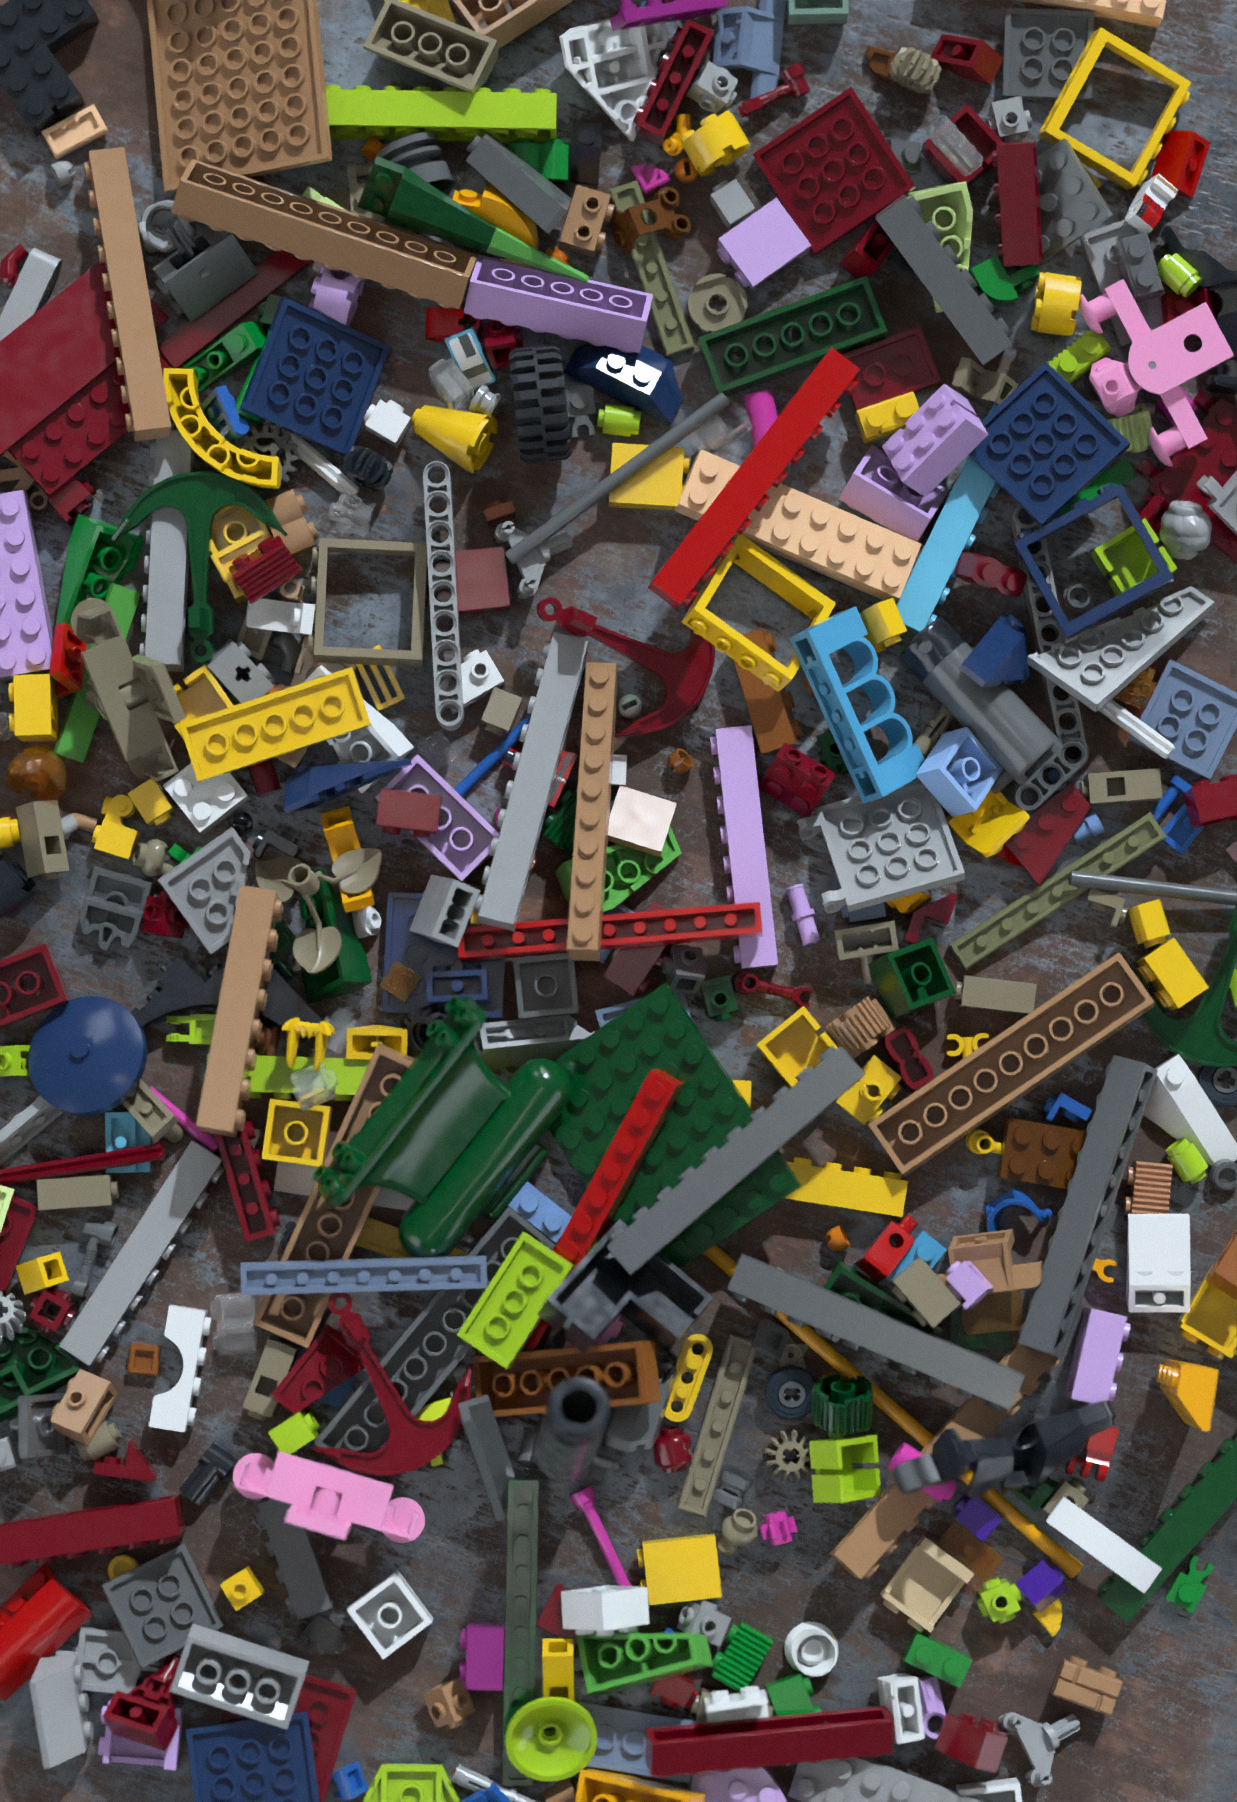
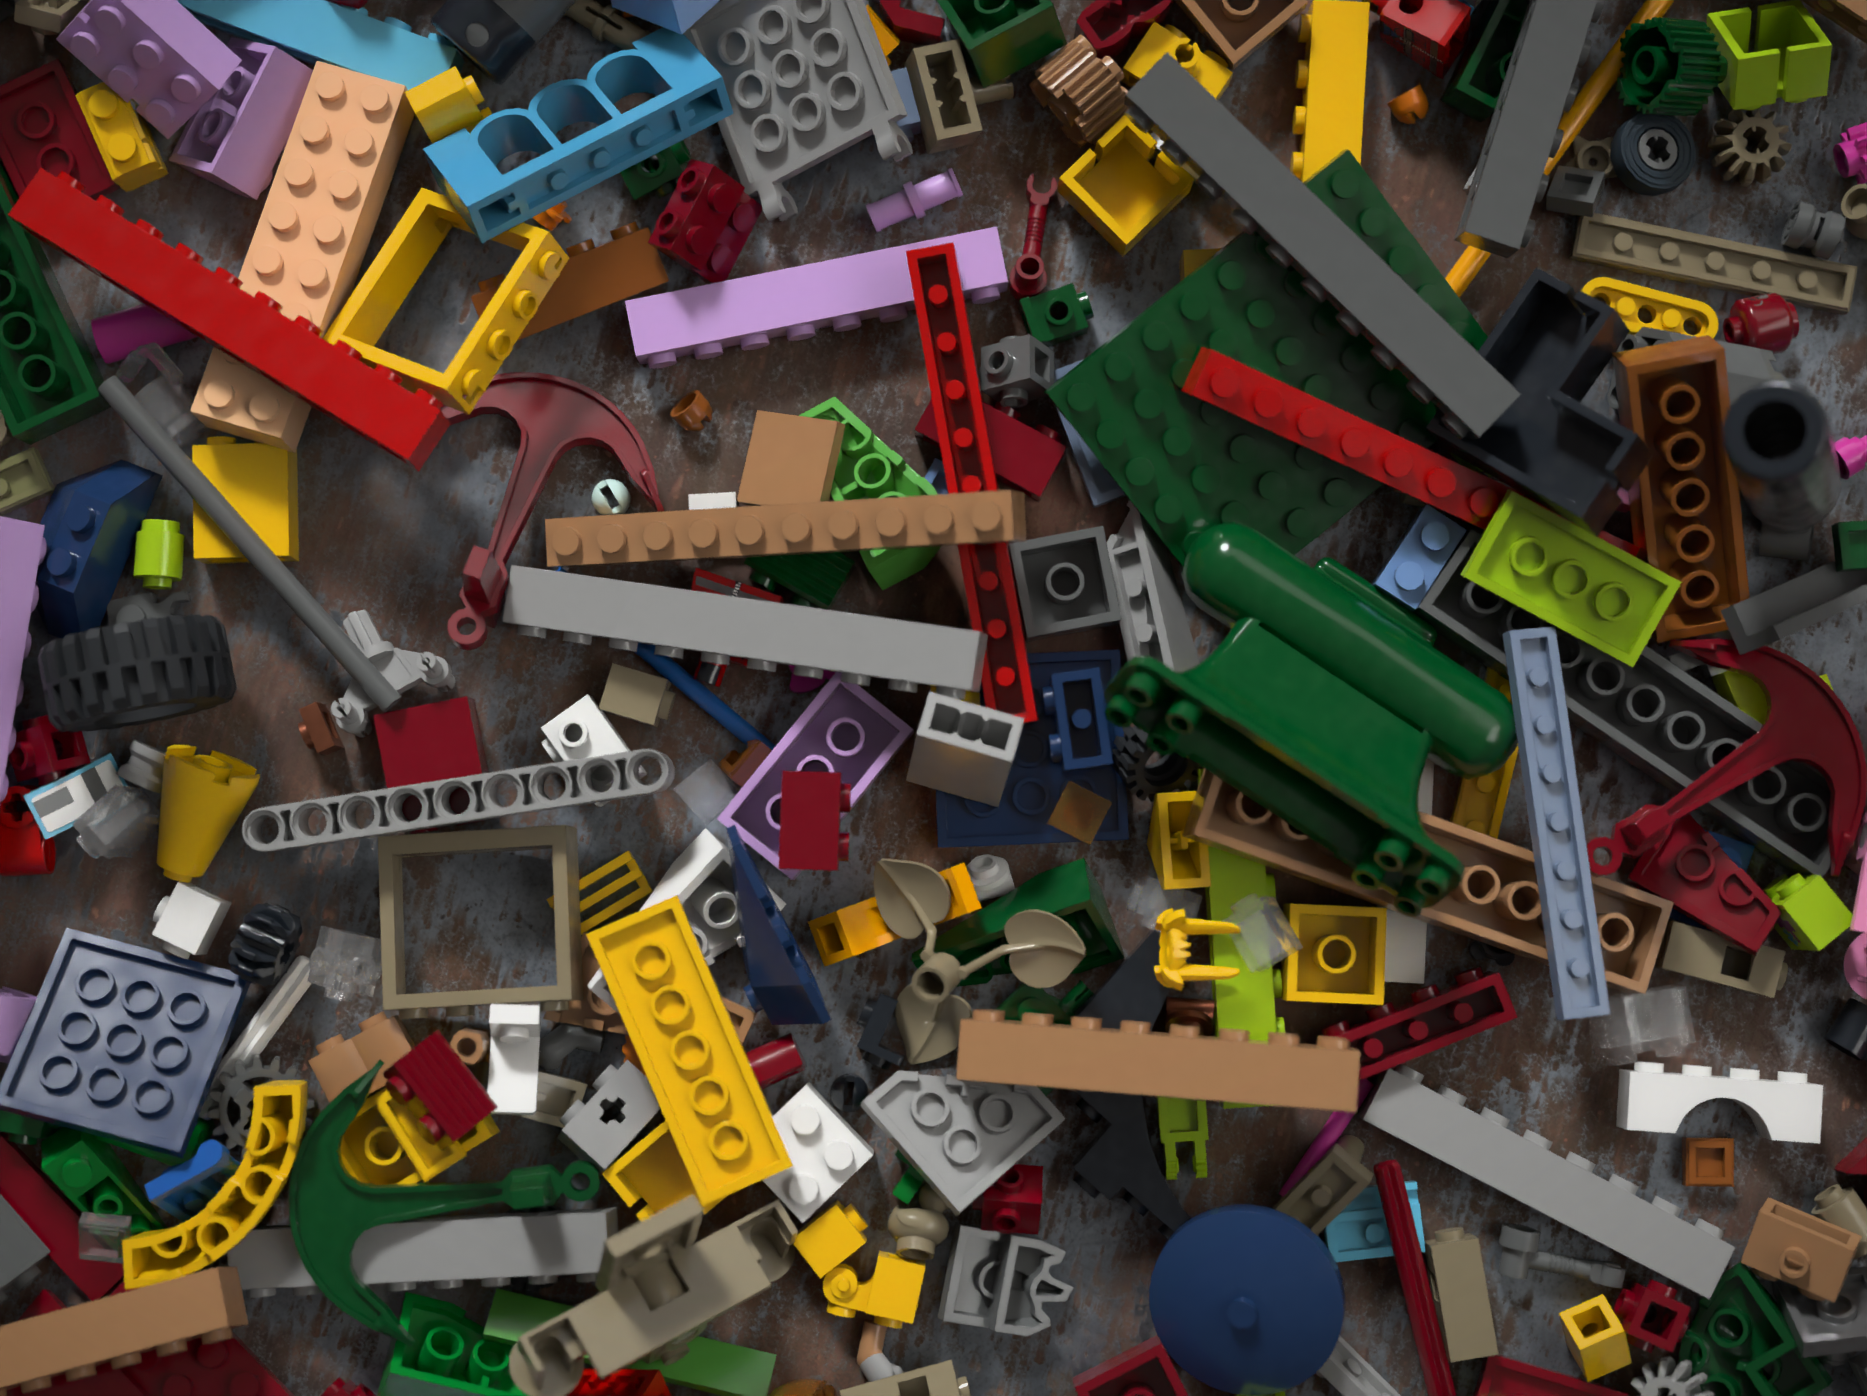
camera: 90 degrees left, 0 degrees up
(196, 356) = (102, 1236): none -> clear tile
(451, 774) = (744, 764): none -> reddish brown tile

